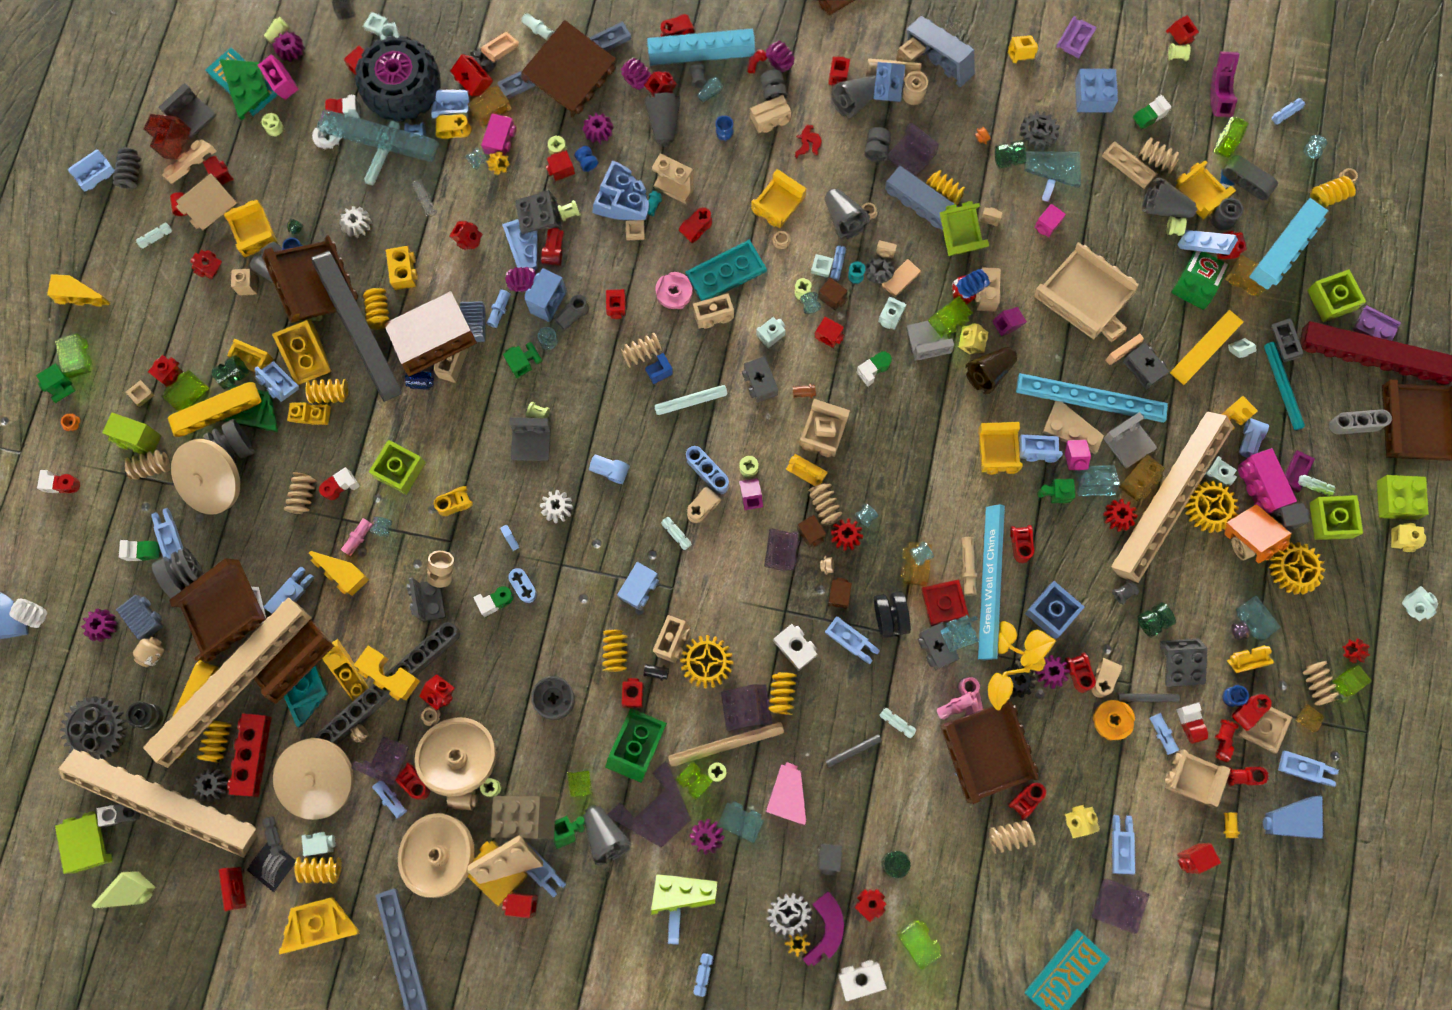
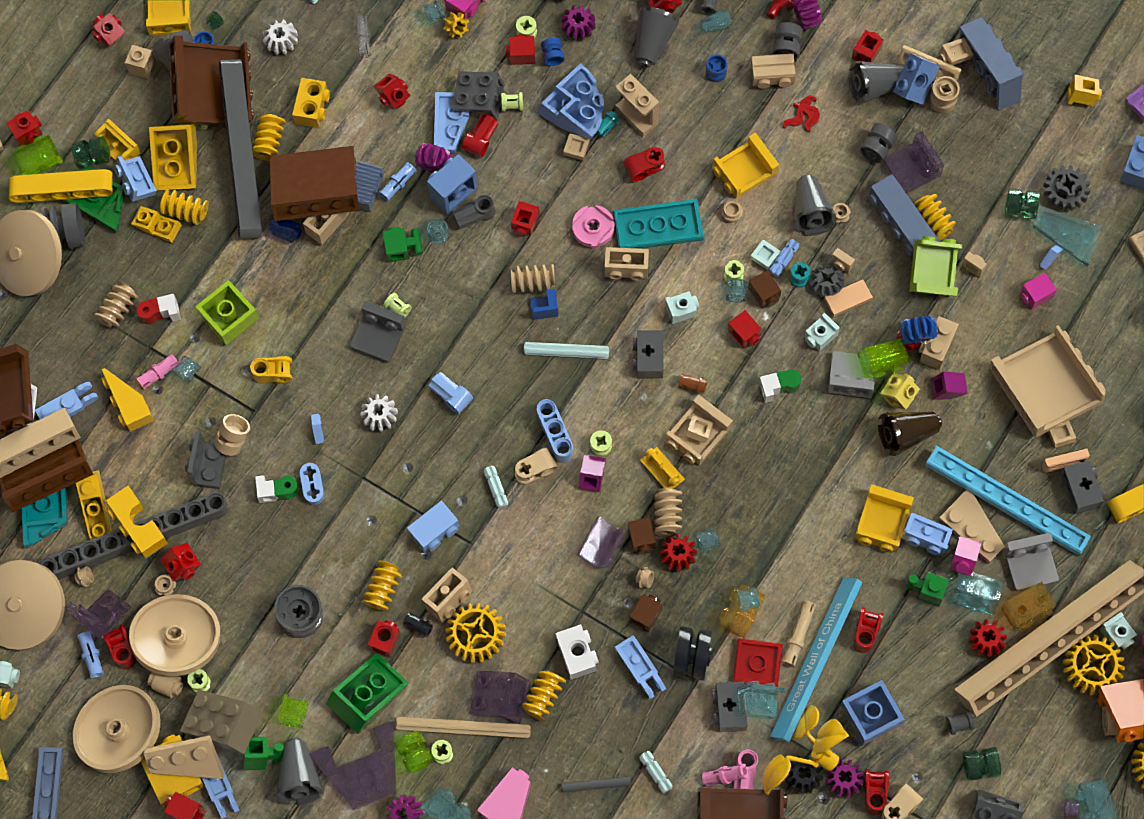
camera: 20 degrees right, 5 degrees down
(982, 135) = (1000, 172): orange plate -> none

